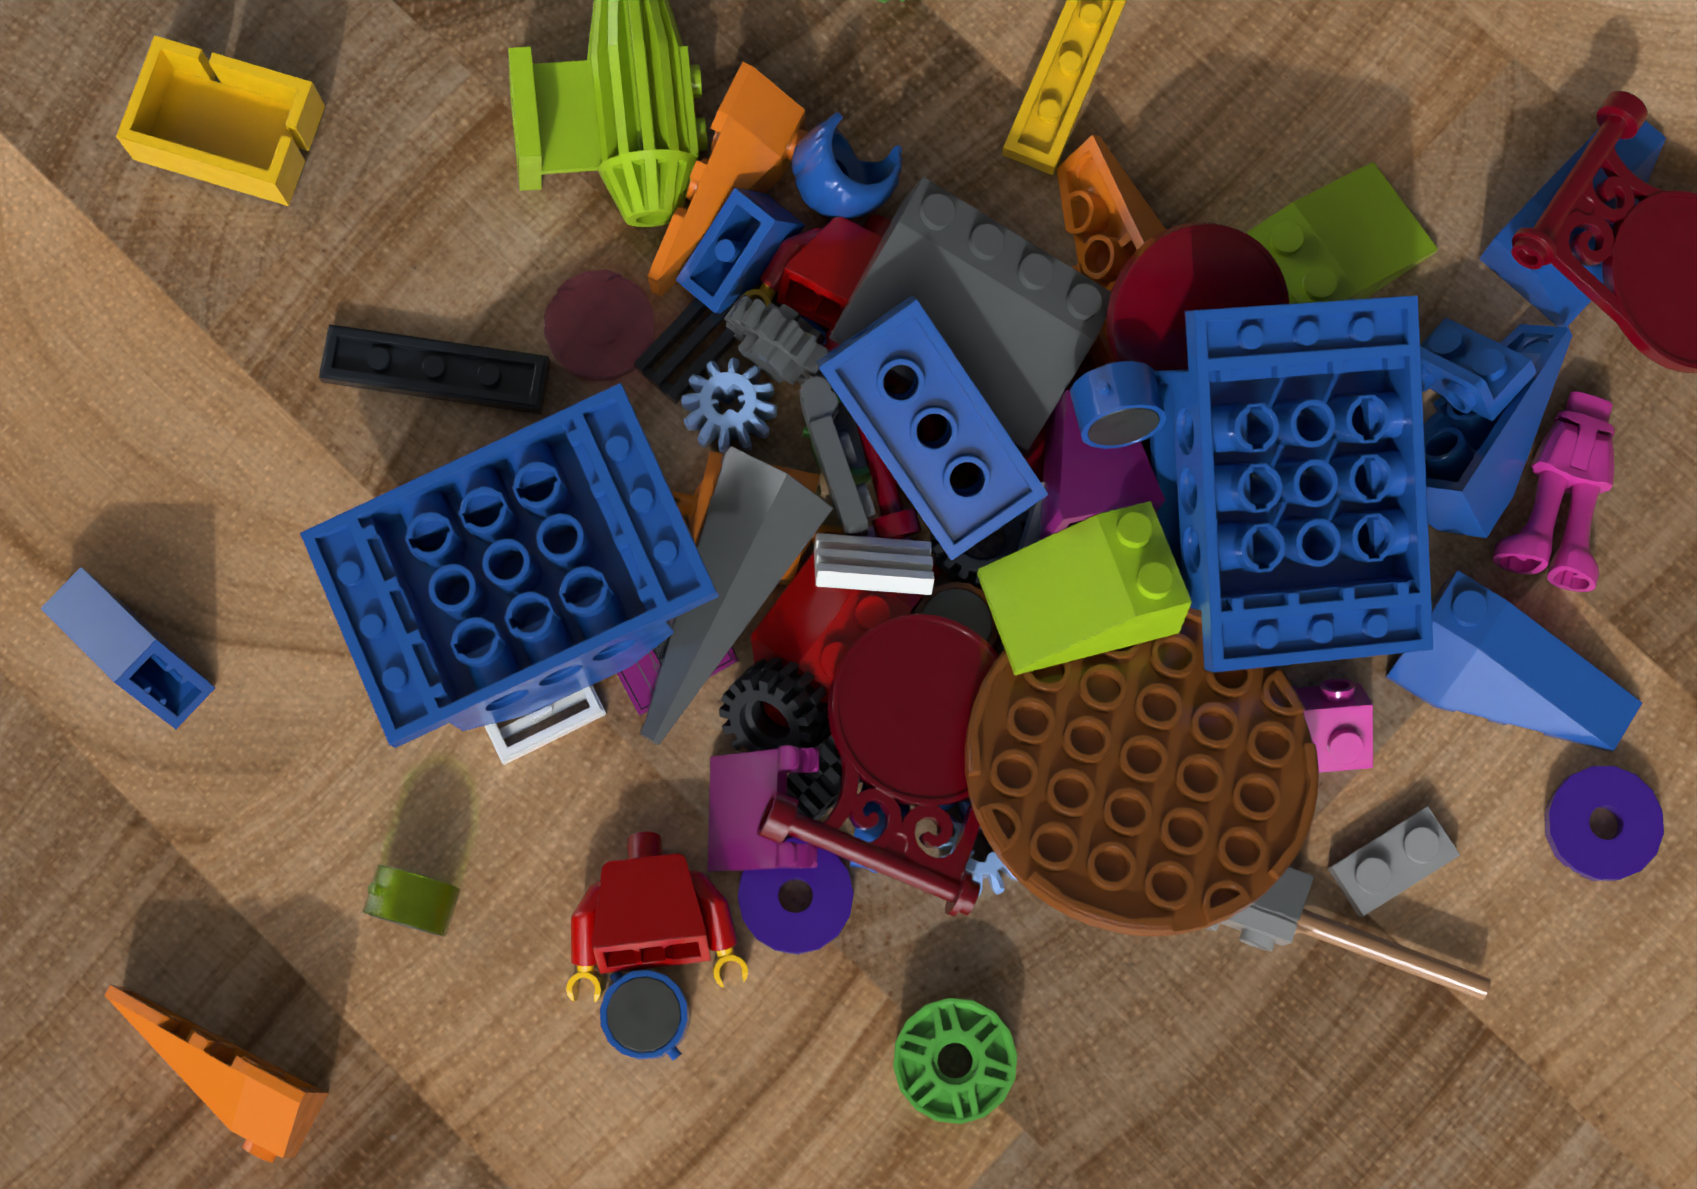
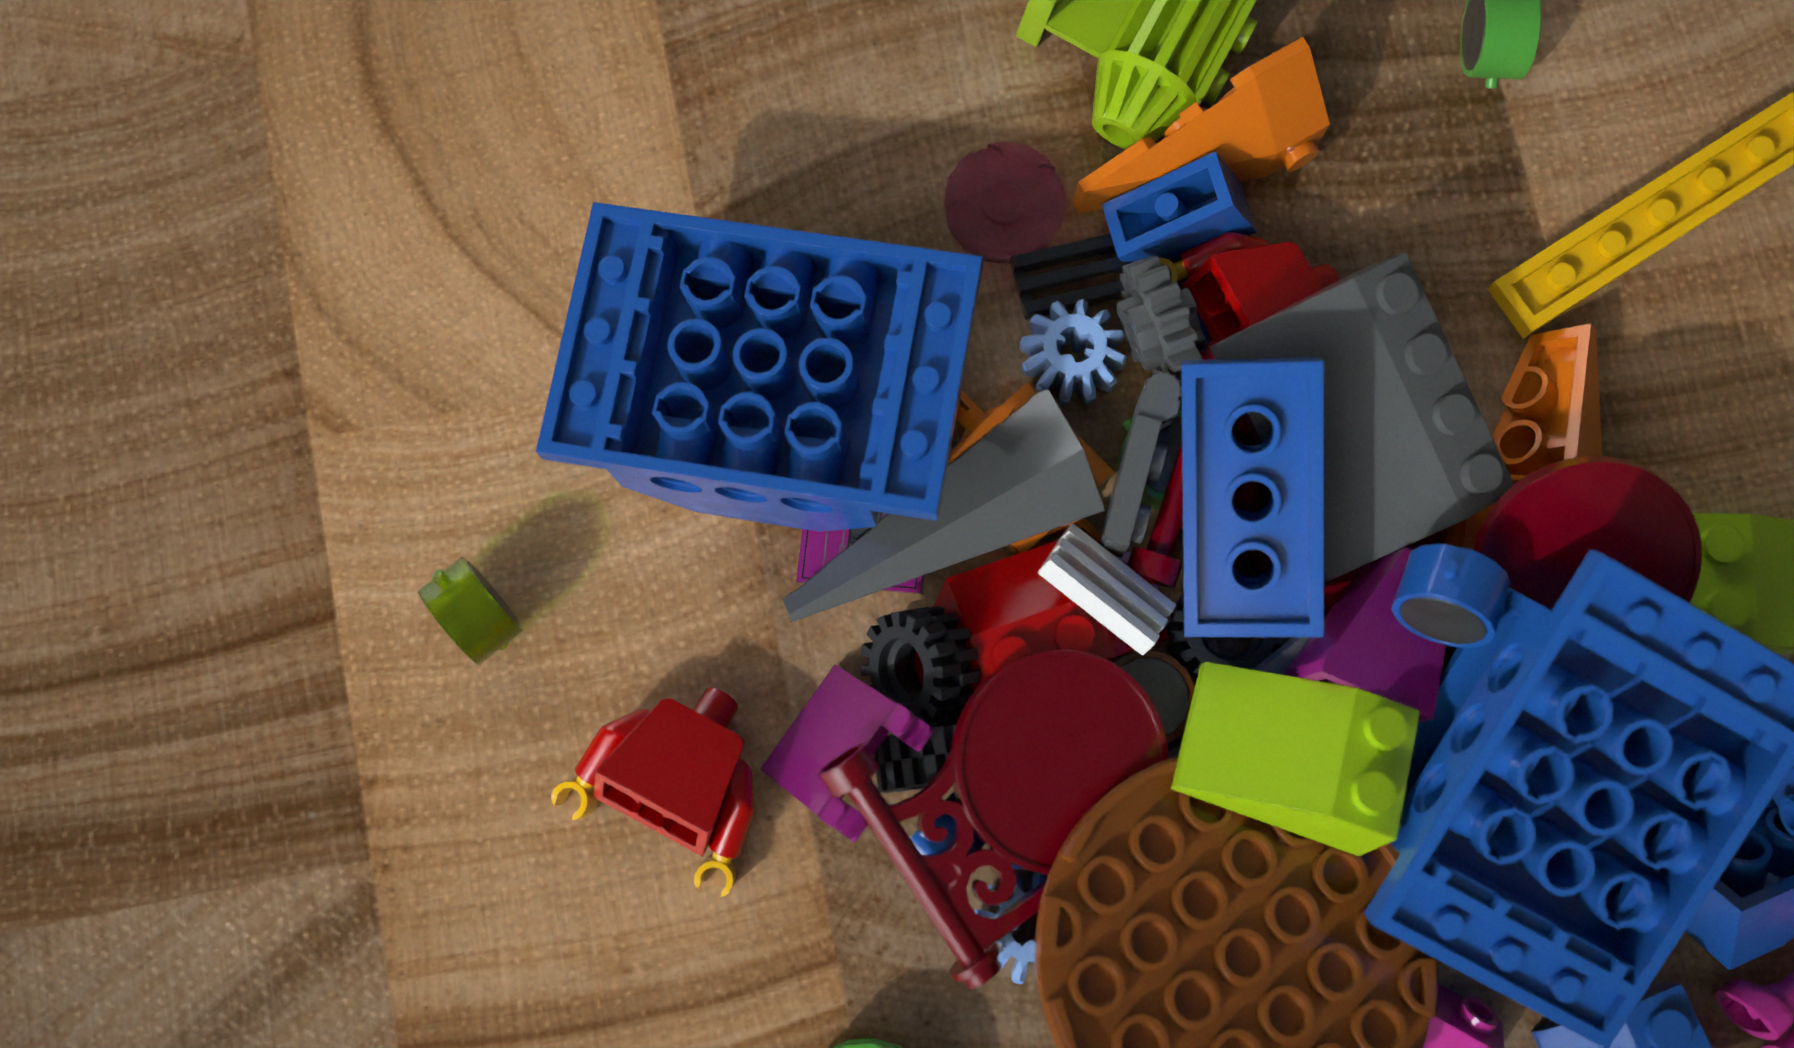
camera: 35 degrees right, 0 degrees up
(127, 648) = (383, 212): slope -> none
(240, 1088) = (203, 670): orange wedge -> none
(434, 369) = (829, 145): black tile -> none
(549, 734) = (654, 536): white tile -> none
(645, 1015) = (608, 864): pearl dark grey piece -> none
(803, 930) = (802, 884): dark purple tile -> none
(835, 180) = (1313, 206): blue piece -> none

